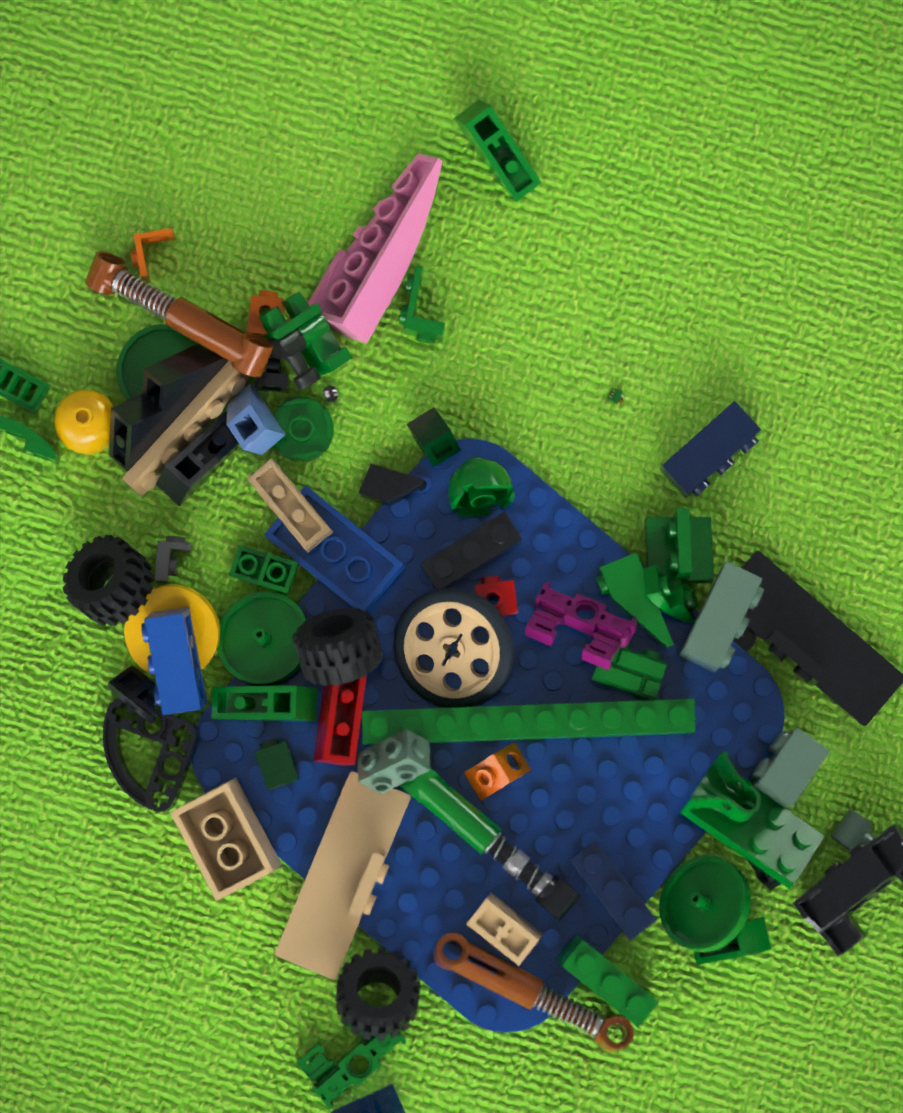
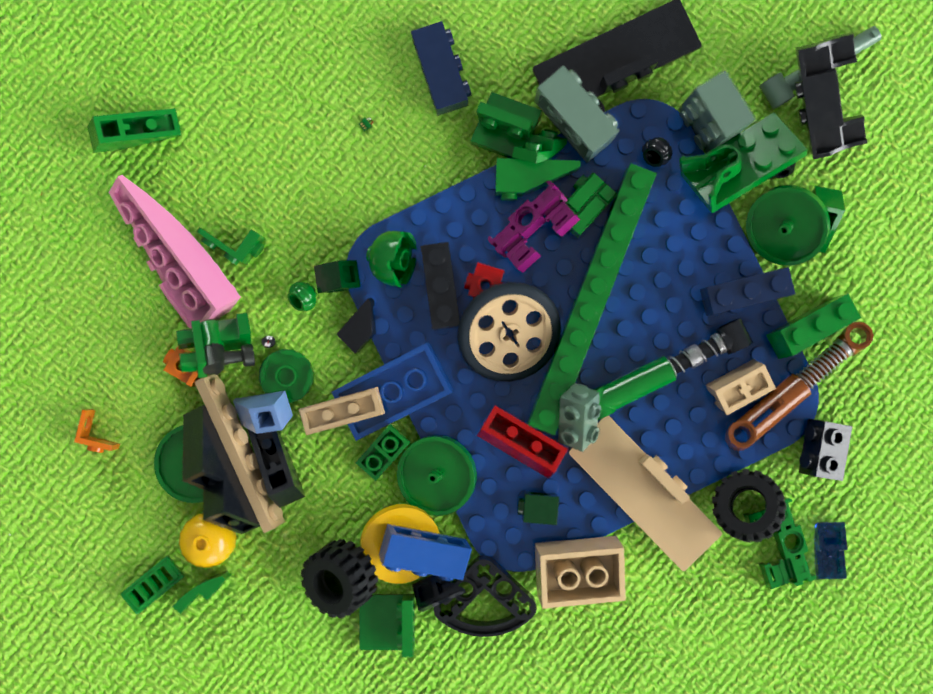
camera: 65 degrees left, 5 degrees up
(79, 656) = (388, 623): none -> green bracket
(165, 563) = (345, 526): dark grey bracket -> none
(245, 350) = (204, 394): dark orange piece -> none
(264, 703) = (488, 496): green slope -> none
(272, 379) = (237, 381): black tile -> none
(338, 646) = (470, 422): black tyre -> none
(396, 409) = (302, 296): none -> green piece
(476, 1054) = (825, 449): none -> black brick
(496, 772) = (618, 341): orange bracket -> none
(722, 725) = (657, 152): none -> black piece

